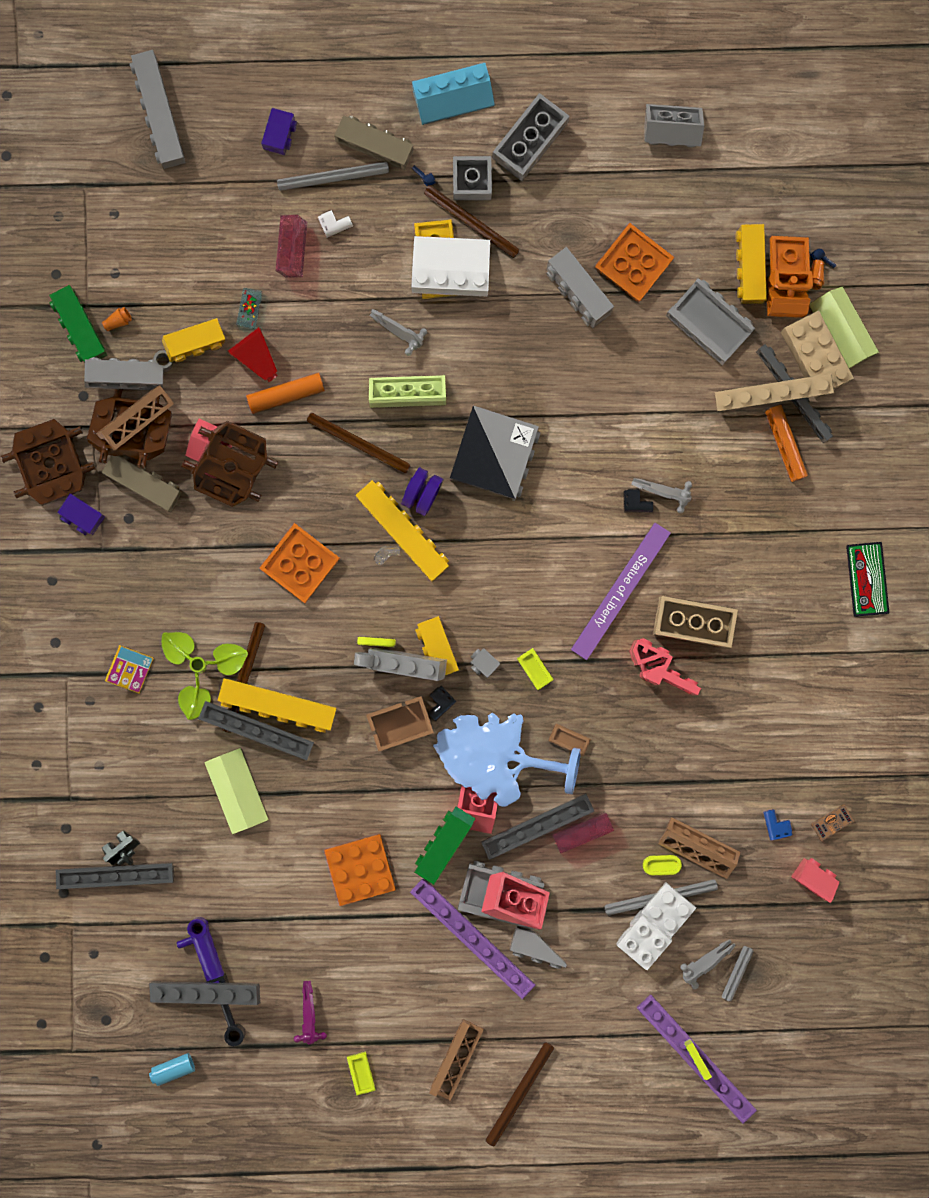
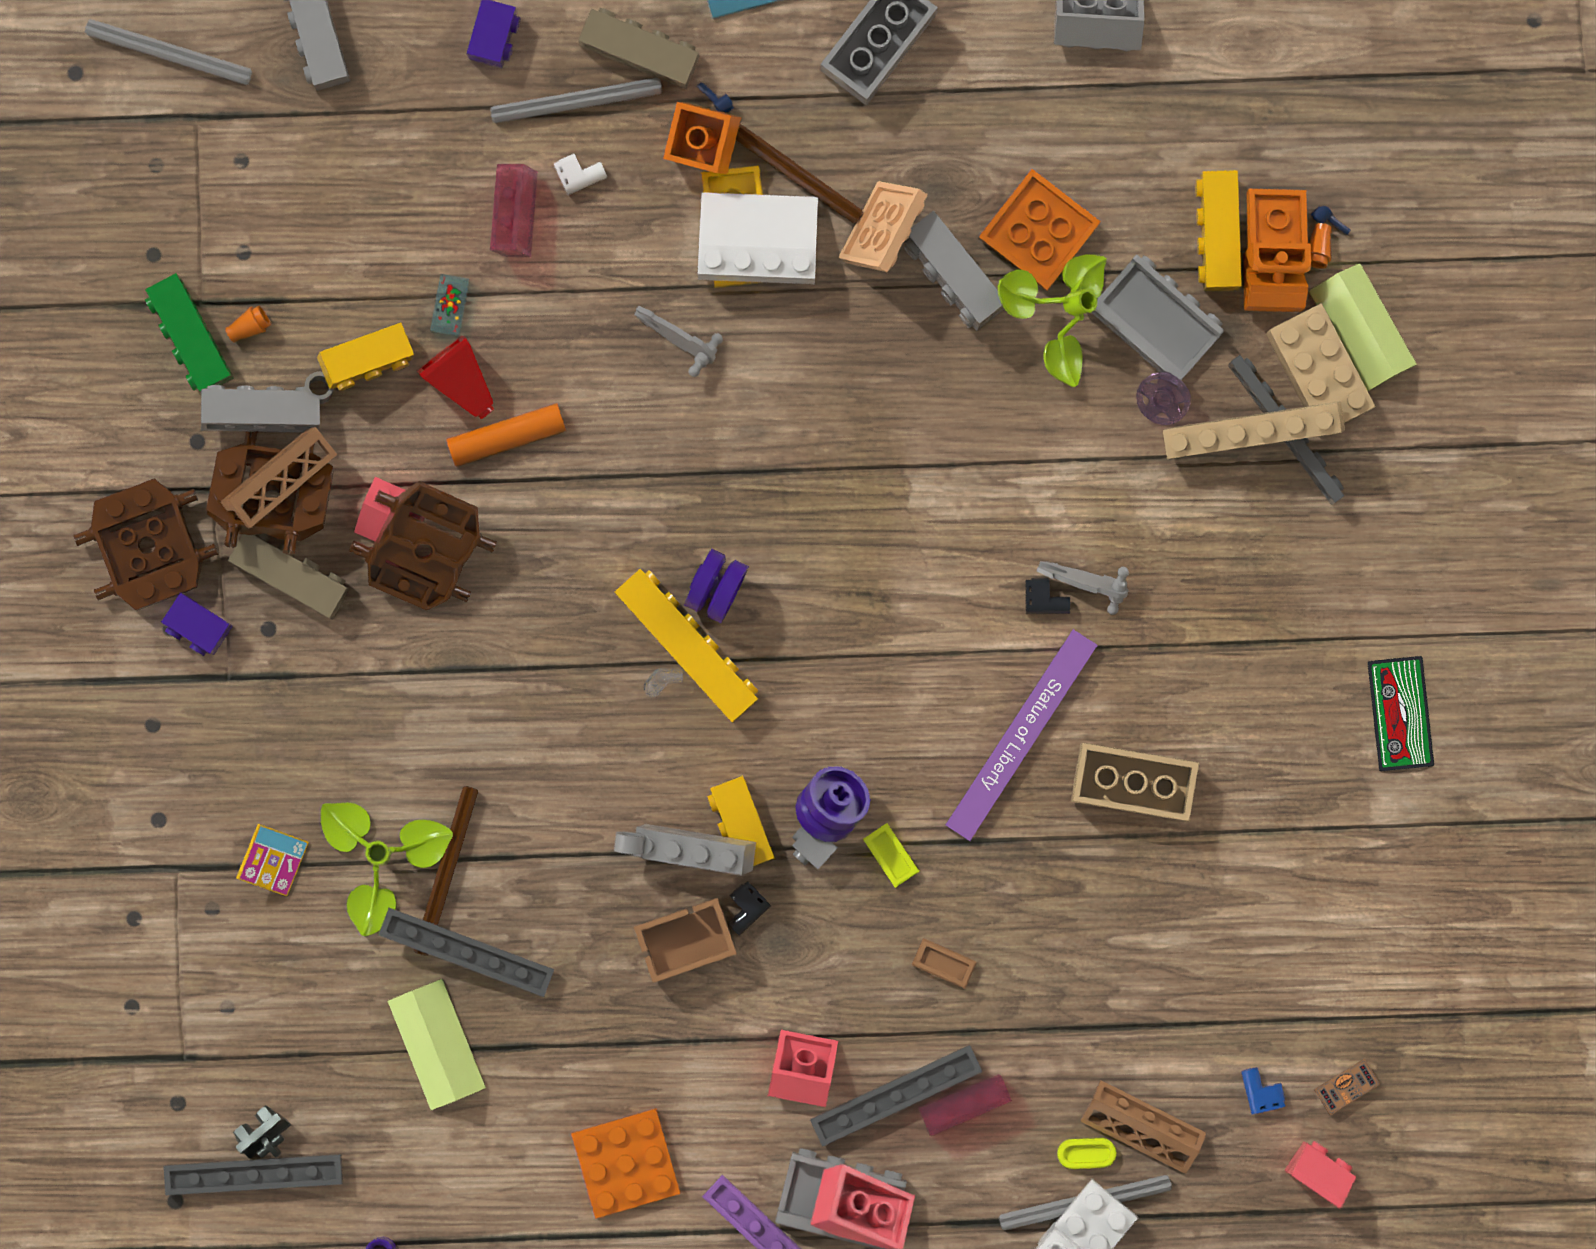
camera: 10 degrees right, 0 degrees up
(67, 142) = (168, 51): none -> light grey axle
(276, 704) = (498, 912): yellow brick -> none
(299, 563) = (530, 696): orange plate -> none
(358, 442) = (618, 510): reddish brown axle -> none
(376, 642) = (648, 815): neon yellow tile -> none
(407, 391) = (692, 430): yellowish green slope -> none
(414, 199) = (702, 138): none -> orange brick
(444, 845) = (754, 1124): green brick -> none
(472, 178) = (789, 103): light grey brick -> none
(480, 755) = (808, 987): light blue plant -> none
(495, 452) = (827, 525): panel -> none
(497, 634) = (832, 804): none -> dark purple wheel
(533, 257) = (883, 226): none -> light nougat plate
(643, 652) = (1055, 829): coral piece -> none
(664, 294) = (1086, 279): none -> lime plant
(715, 372) = (1163, 398): none -> wheel
(786, 443) = (1274, 506): orange brick -> none

